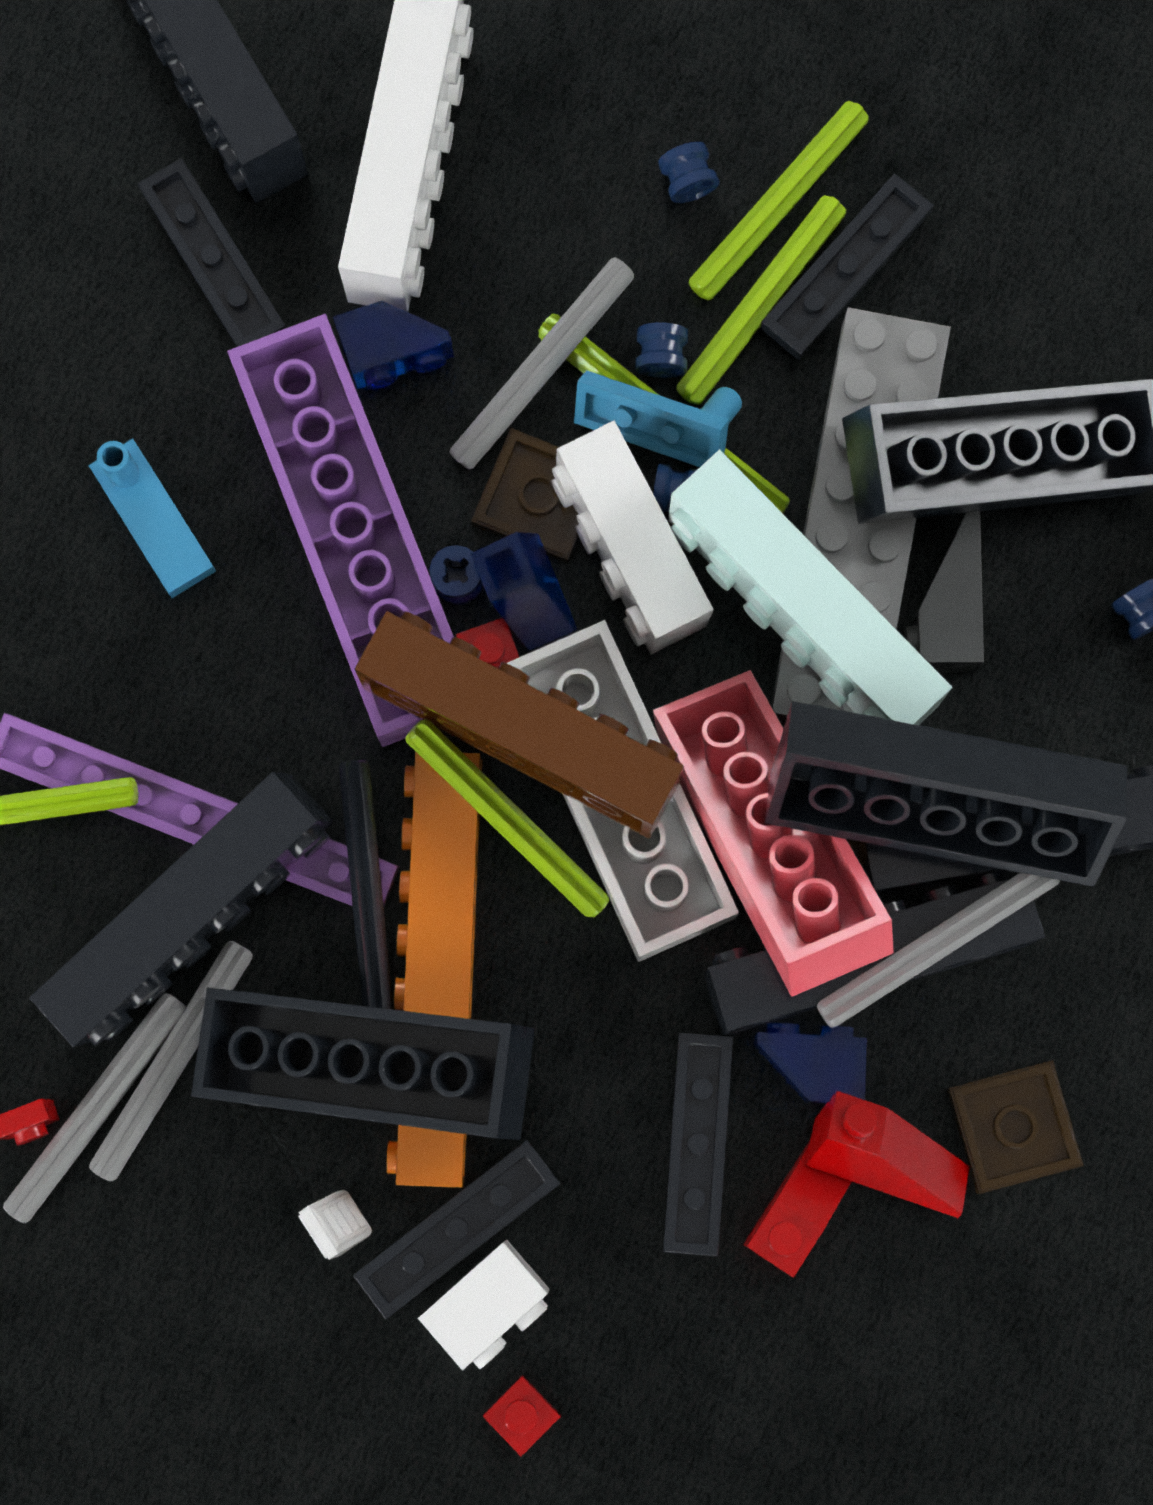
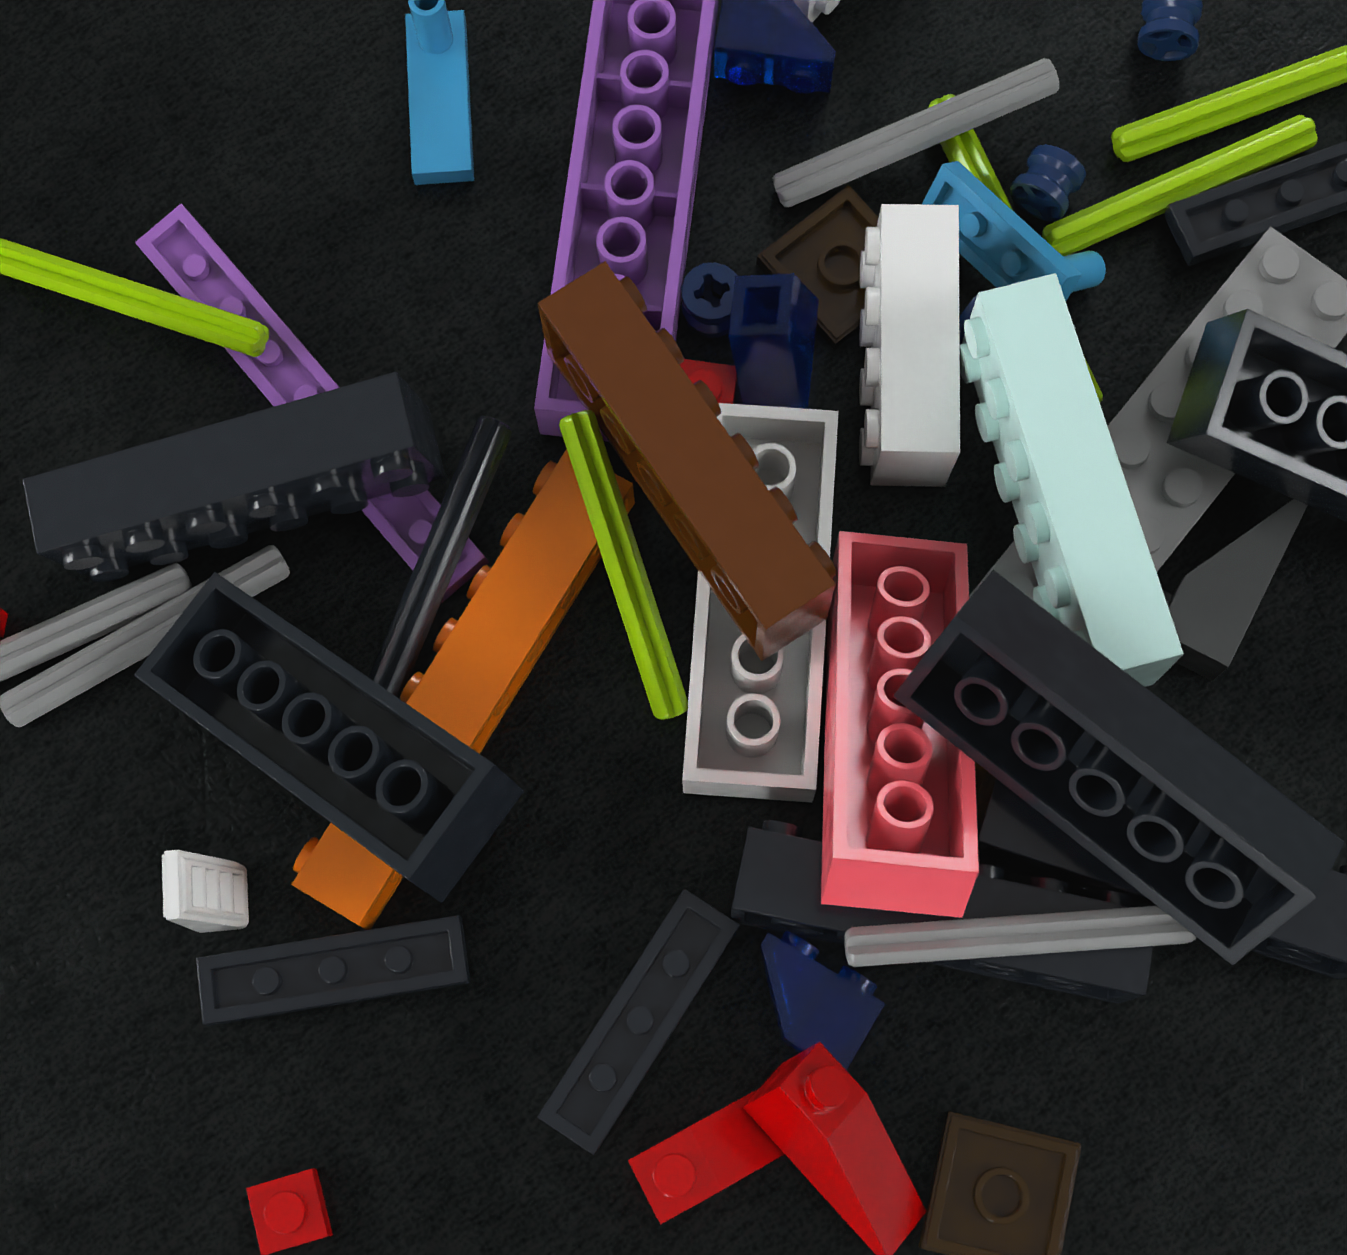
camera: 30 degrees right, 5 degrees down
(485, 1305) = (310, 1065): white brick -> none

